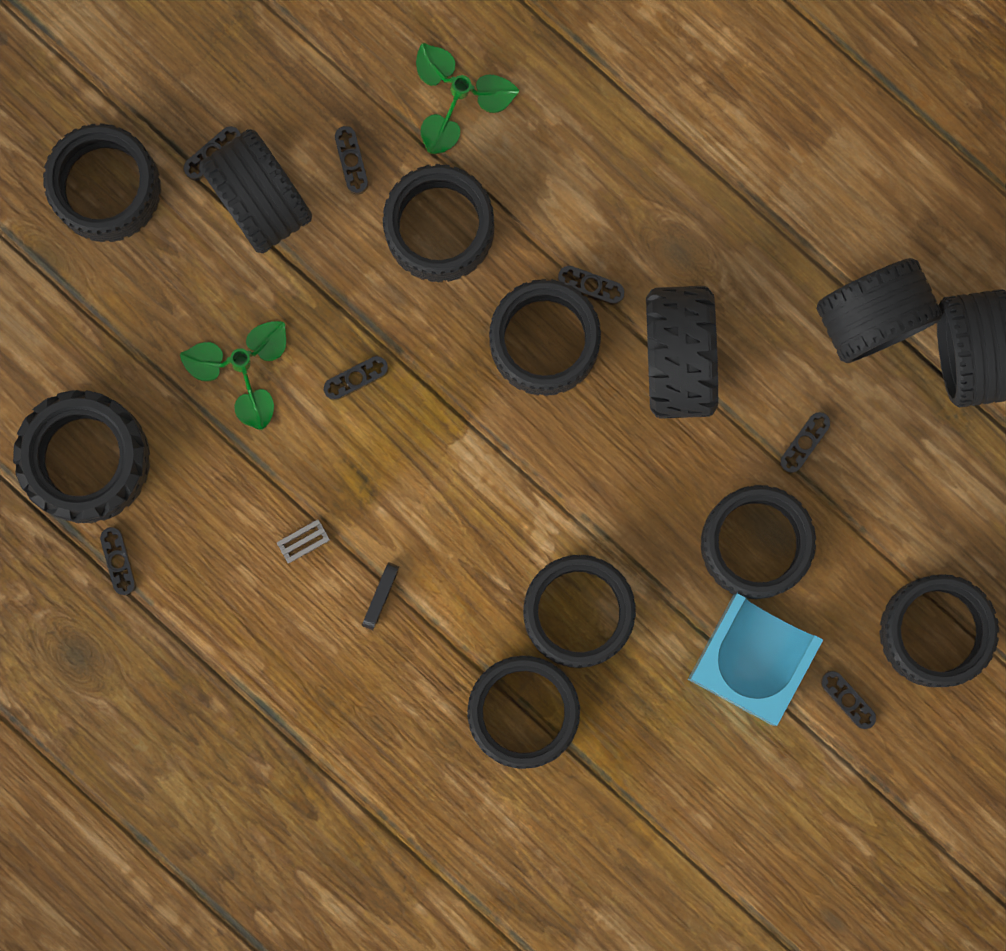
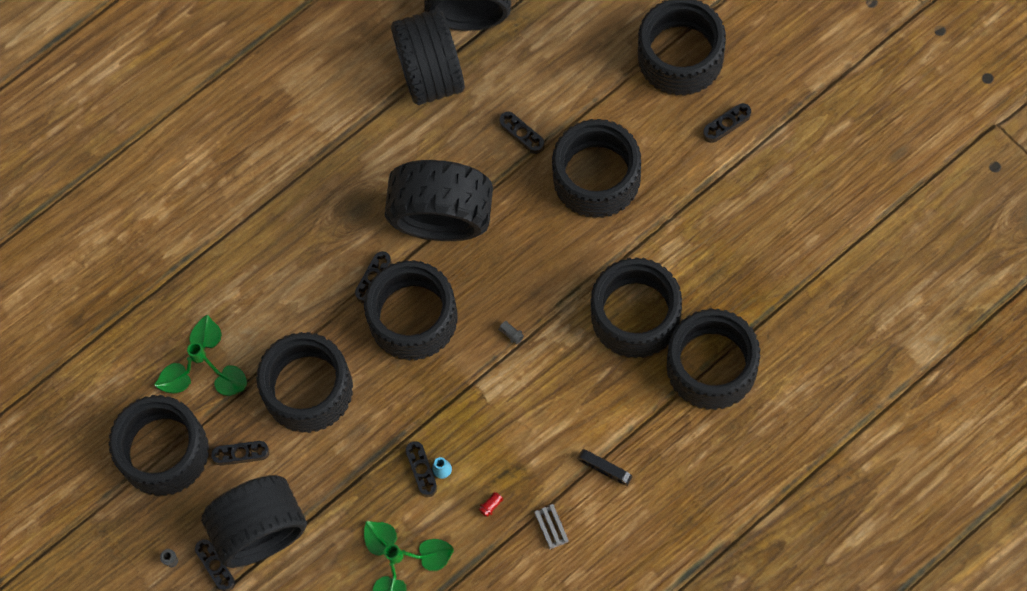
camera: 80 degrees left, 15 degrees down
(209, 94) = (165, 555): none -> dark grey pin
(321, 466) = (491, 503): none -> red pin
(331, 18) = (134, 419): none -> black tyre
(363, 406) = (441, 472): none -> medium azure cone
(537, 463) = (513, 334): none -> dark grey pin
(755, 660) = (690, 182): medium azure piece -> none

